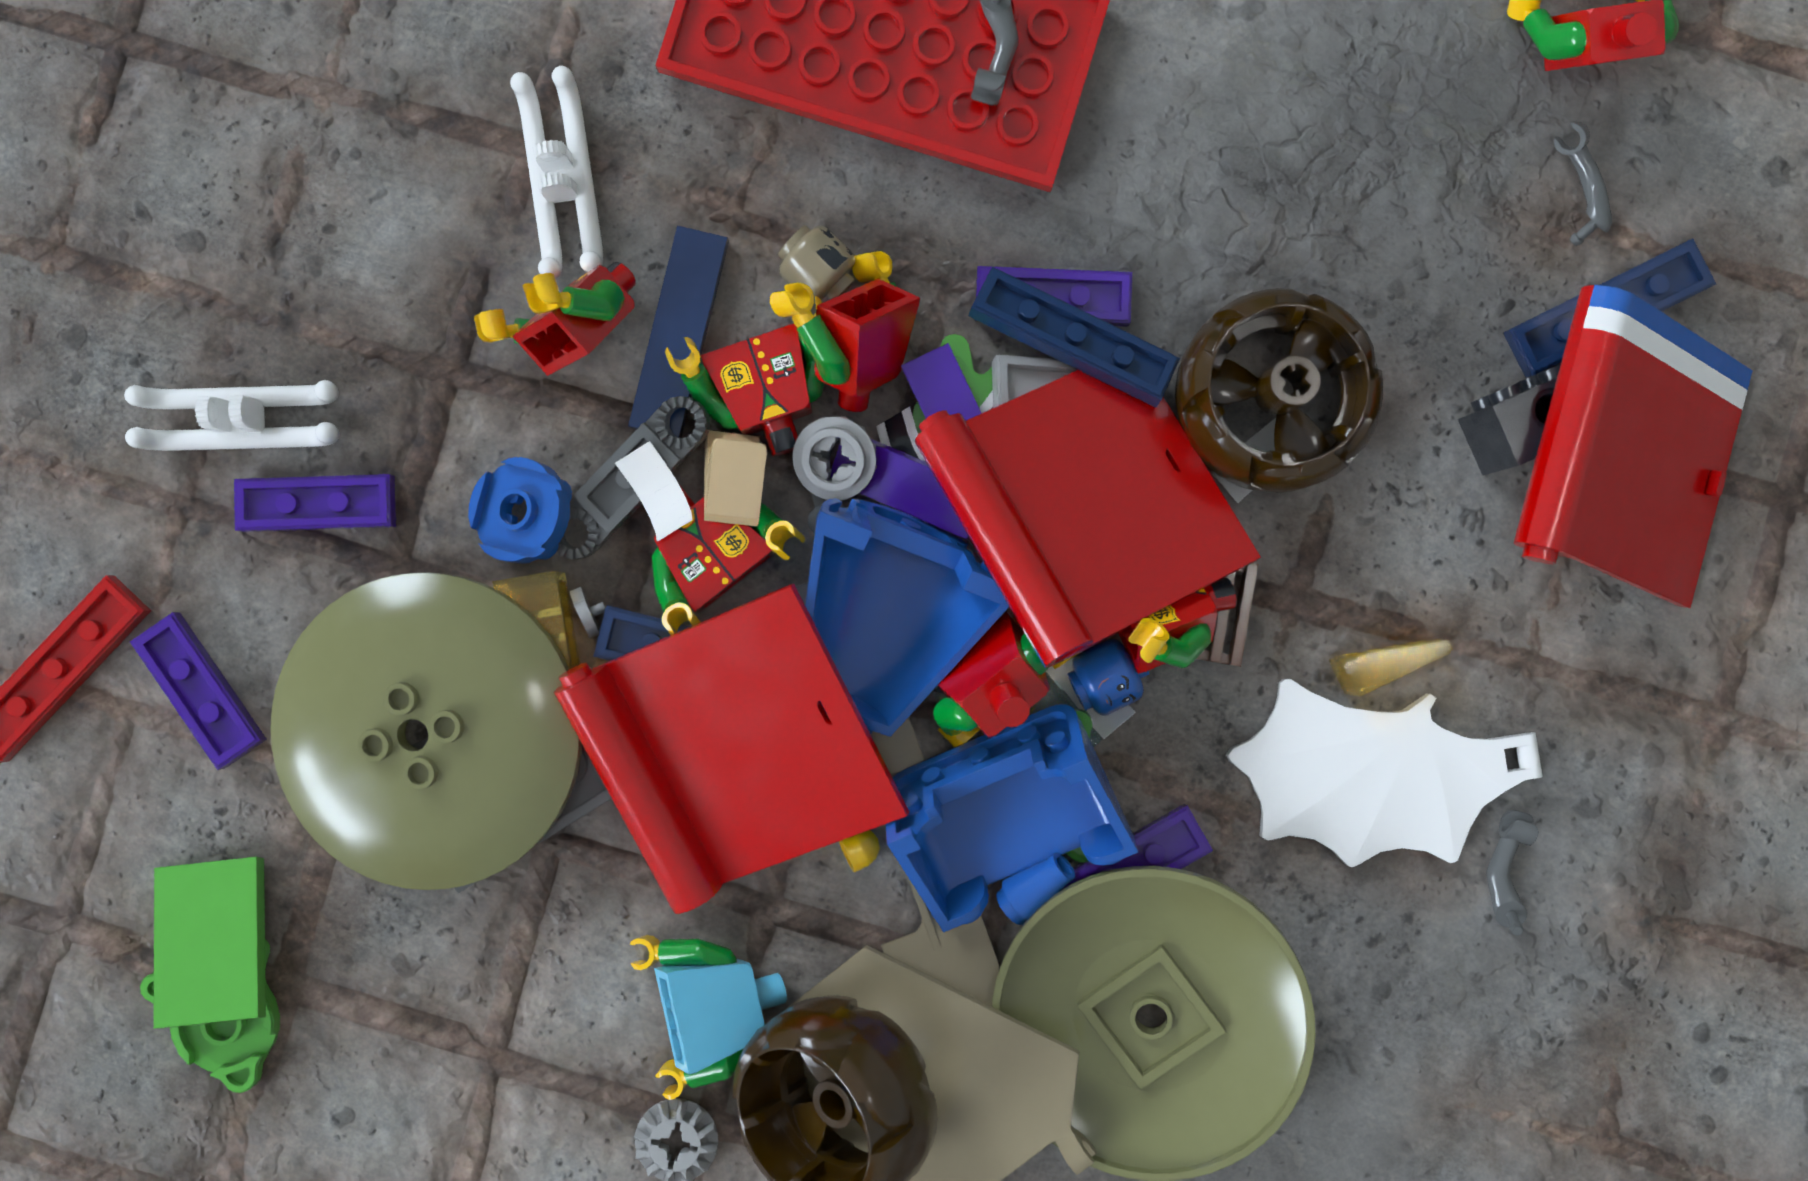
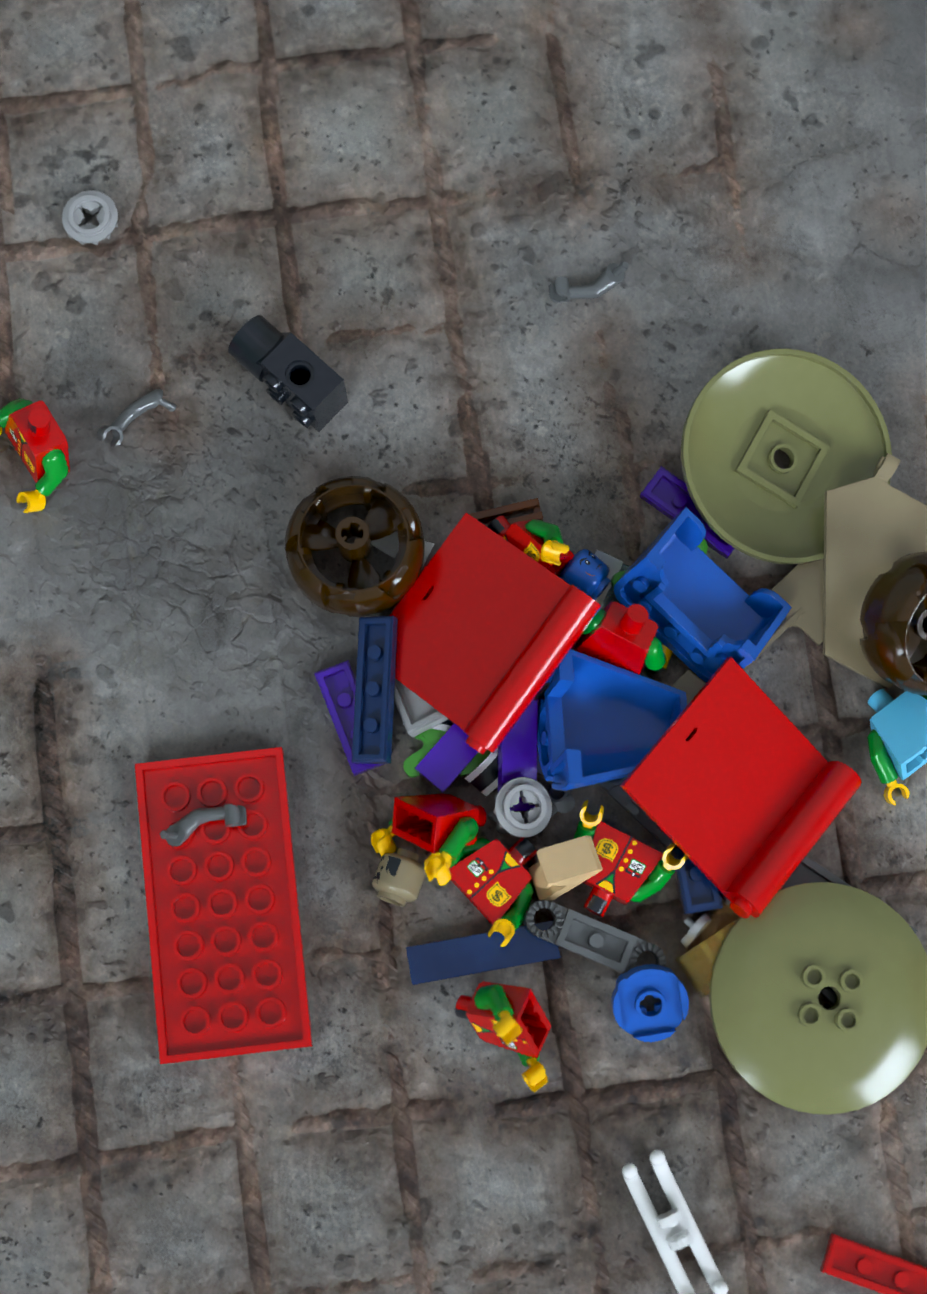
camera: 110 degrees left, 10 degrees down
(198, 690) = (869, 1172): dark purple tile -> none
(314, 503) = (707, 1150): dark purple tile -> none
(559, 171) = (413, 1080): white piece -> none
(656, 489) = (596, 913): white sticker -> none
(860, 850) = (767, 682): yellow hinge -> none
(1033, 887) = (736, 564): blue cone -> none
(1373, 776) = (569, 389): white animal -> none
(1374, 668) = (500, 414): clear yellow slope -> none
(1633, 447) = (300, 316): red door -> none
(1658, 281) = (208, 369): dark blue tile -> none

